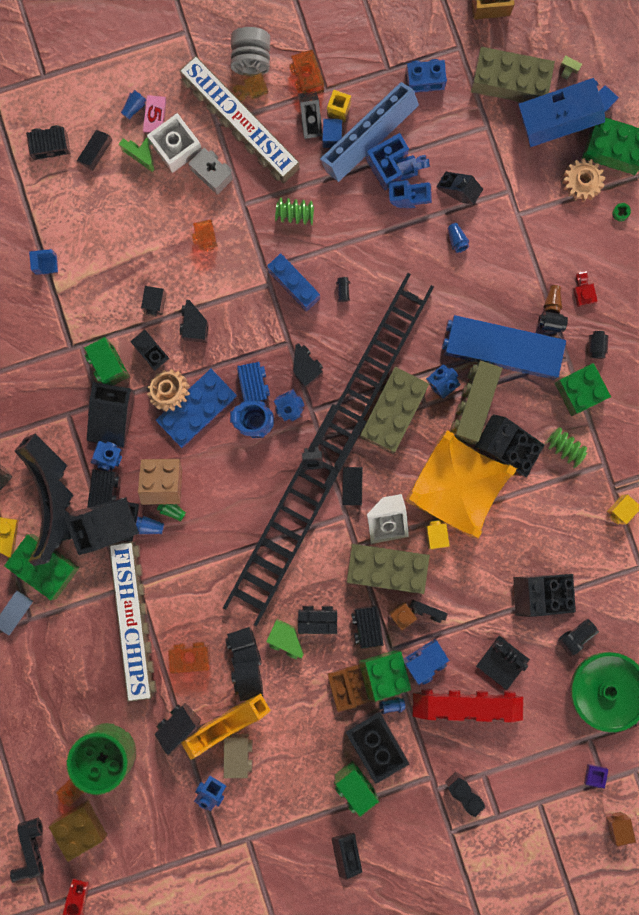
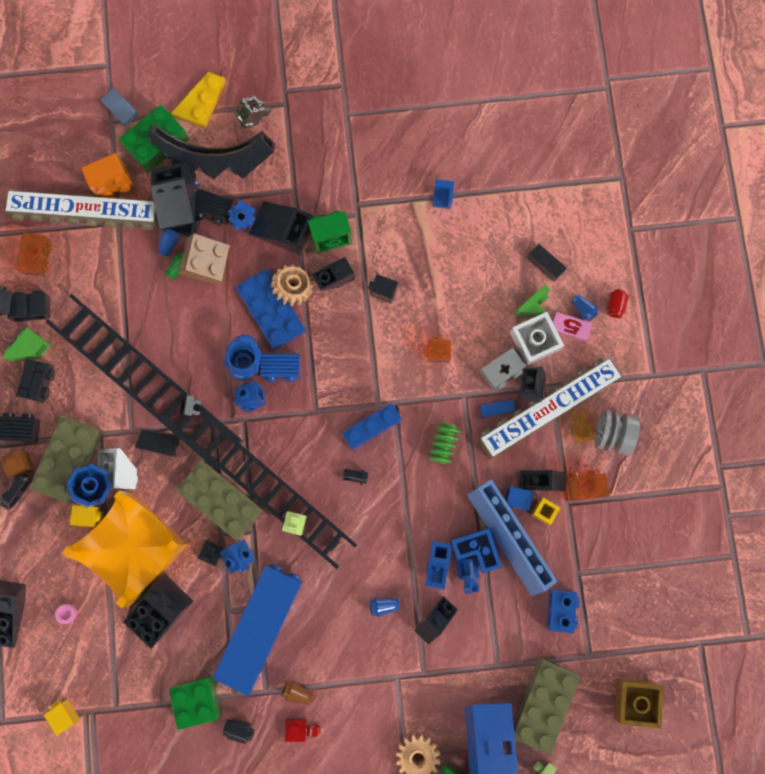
camera: 105 degrees right, 5 degrees down
(48, 142) = (560, 220): black brick -> none
(93, 600) = (108, 176): none -> orange piece
(123, 74) = (617, 303): none -> red brick
(195, 325) = (352, 323): black slope -> none
(220, 139) = (533, 384): none -> black slope
(249, 170) = (497, 408): none -> blue piece
(305, 368) = (284, 420): black slope -> none
(400, 333) = (294, 523): none -> yellowish green tile
(410, 532) = (89, 486): none -> blue cone
(445, 410) = (210, 553): none -> black tile
(476, 402) = (205, 584): olive brick -> none
(531, 532) = (66, 613): none -> bright pink tile
(552, 322) = (273, 687): black brick -> none
(567, 447) = (140, 672): bright green piece -> none

